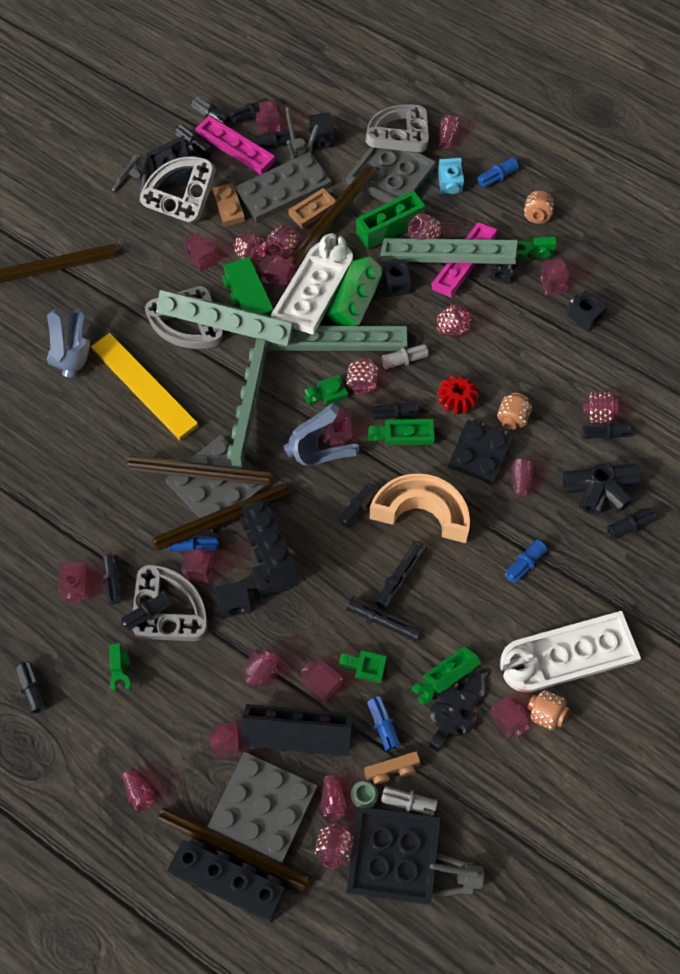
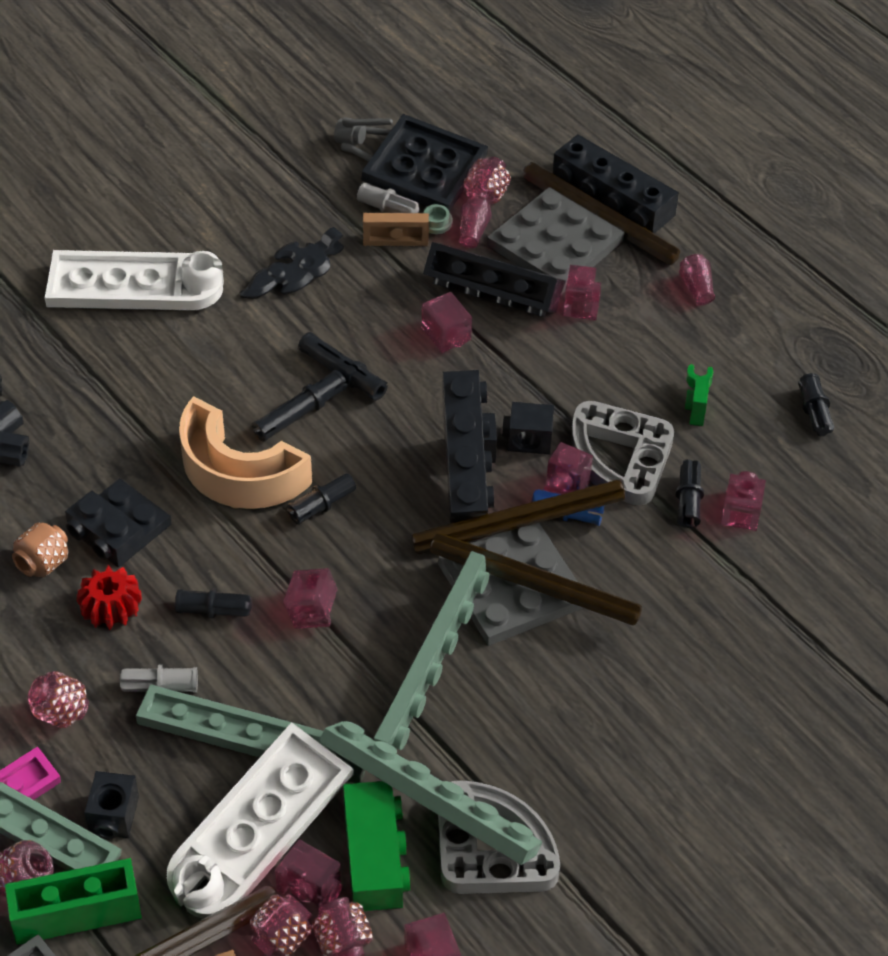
camera: 165 degrees left, 15 degrees down
(77, 351) = (705, 815): sand blue piece -> none
(145, 387) = (591, 751): yellow tile -> none
(146, 611) = (649, 432): black axle -> none
(261, 668) = (517, 349): clear pink head -> none
(304, 441) = (367, 579): sand blue piece -> none
(328, 390) = (298, 662): green plate -> none
(355, 292) = (192, 785): green brick -> none
(362, 376) = (241, 656): clear pink head -> none
(368, 665) = (386, 323): green plate -> none
(383, 723) = (387, 270): blue axle -> none
(403, 432) = (215, 570): green plate -> none
(446, 674) = (288, 294): green plate -> none
(510, 717) = (238, 240): clear pink brick -> none
(522, 474) = (75, 476): clear pink cone -> none
(526, 561) = (129, 381): blue axle -> none
(548, 710) = (189, 230): nougat head -> none

